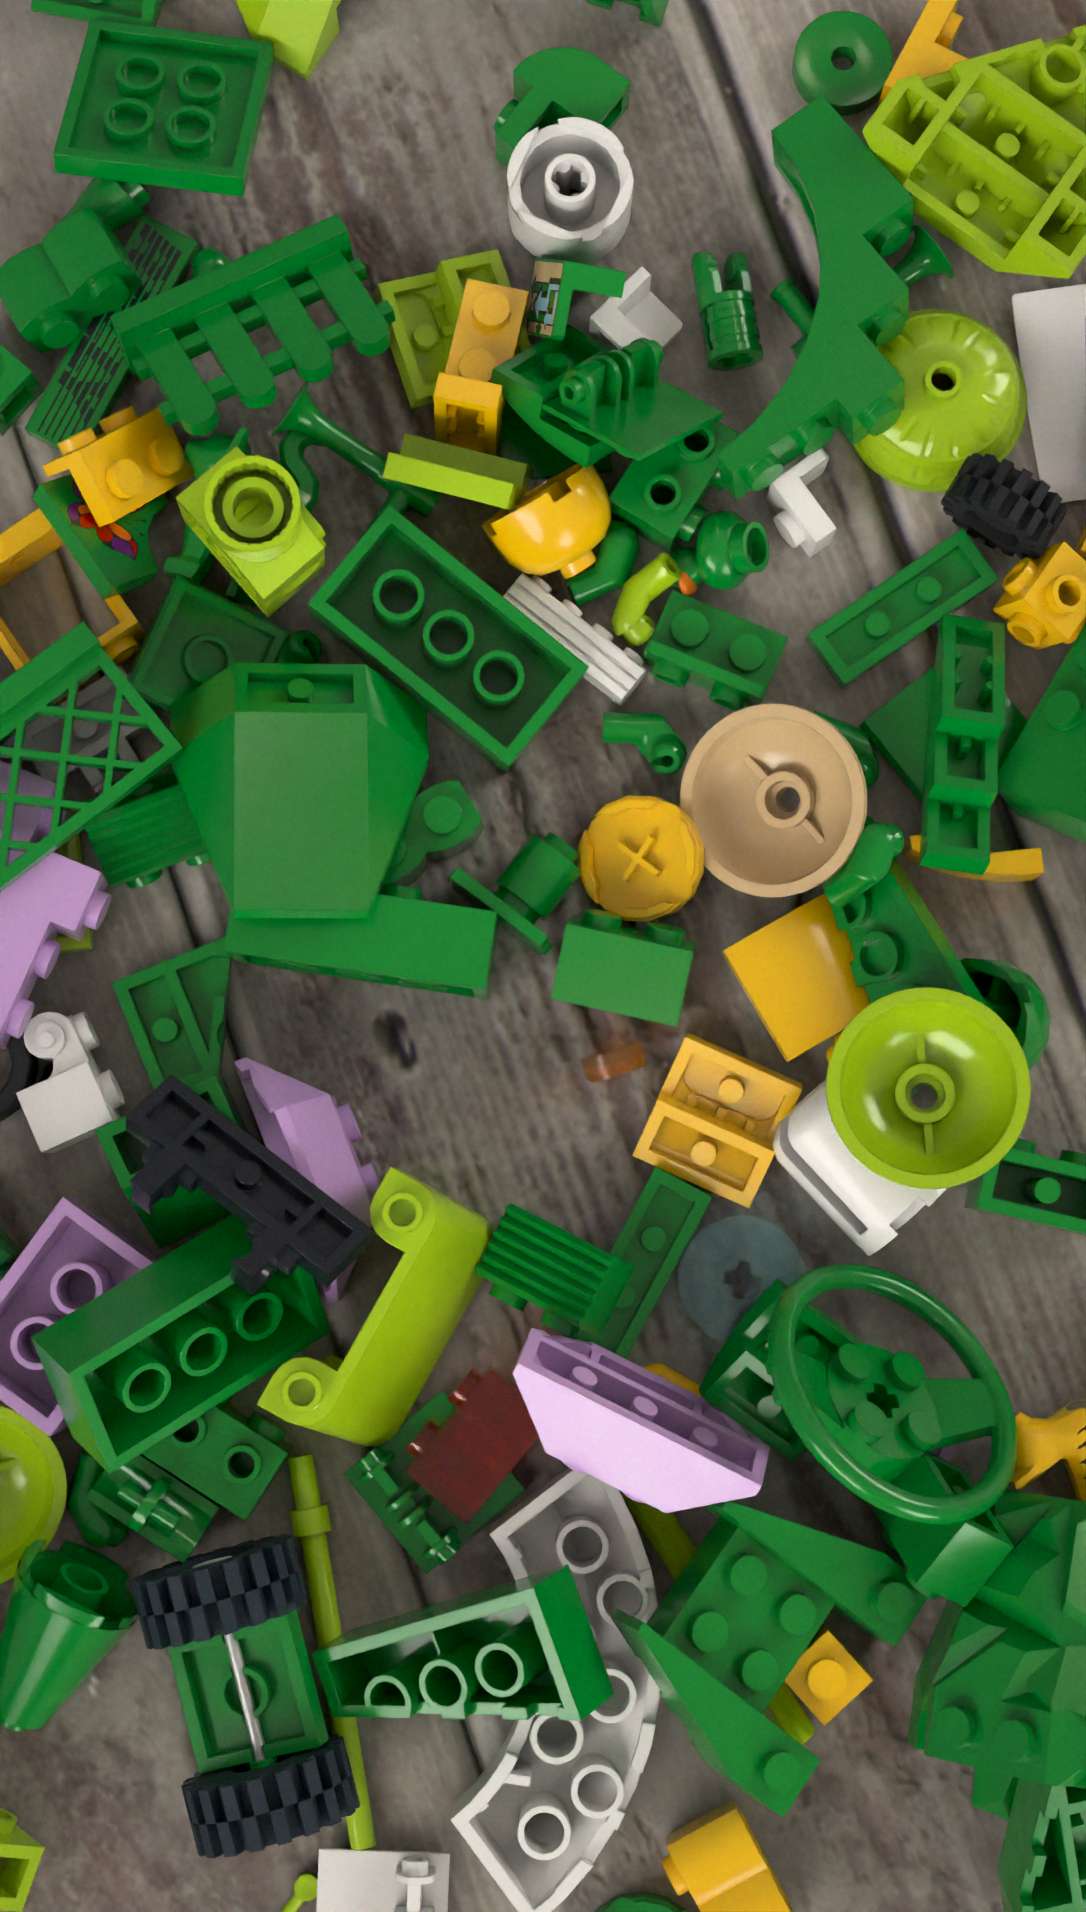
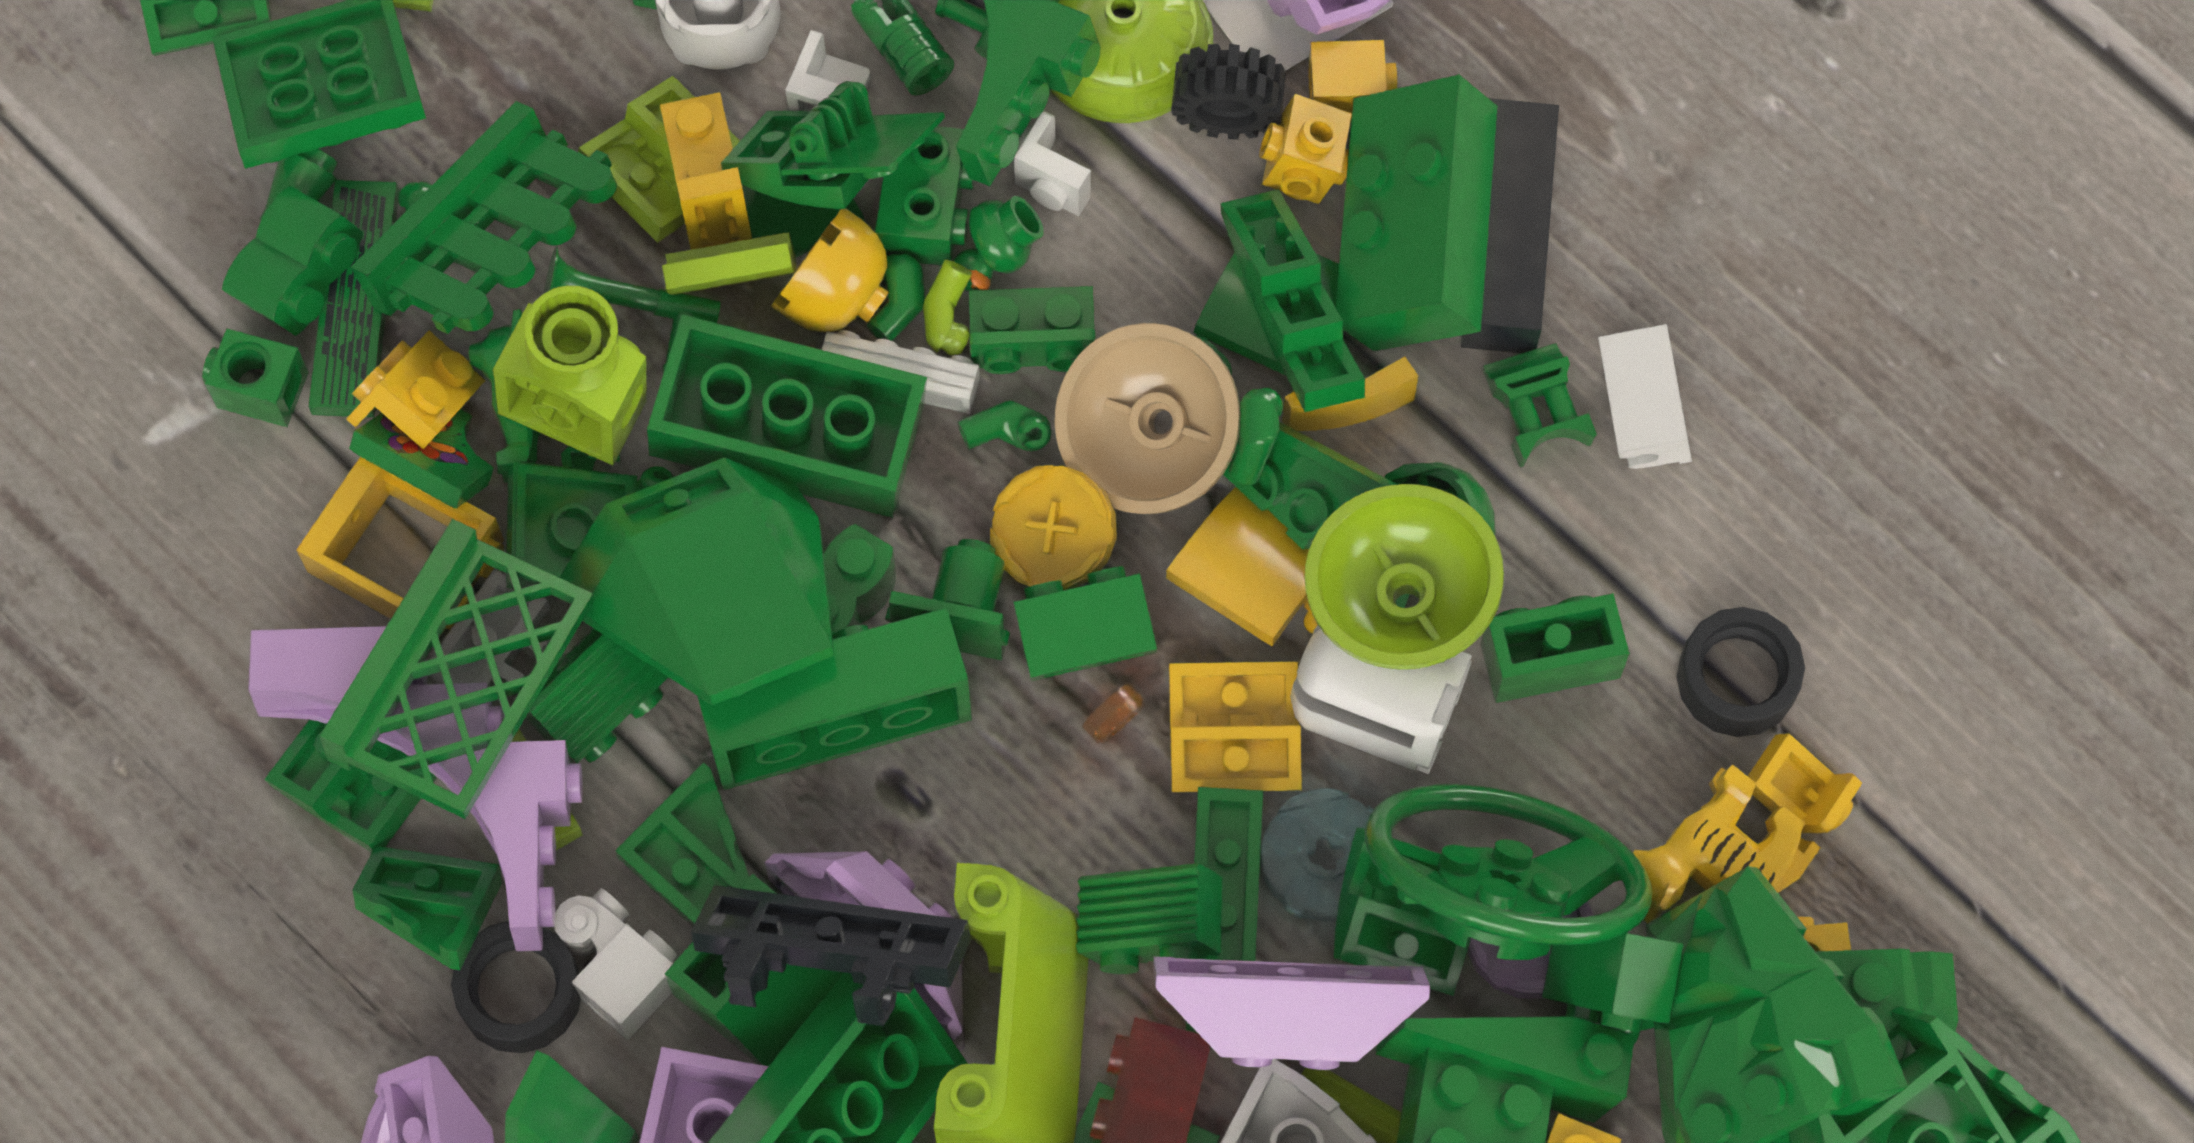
camera: 25 degrees left, 15 degrees down
(552, 292) = (745, 72): panel -> none
(901, 608) = (1181, 219): green plate -> none

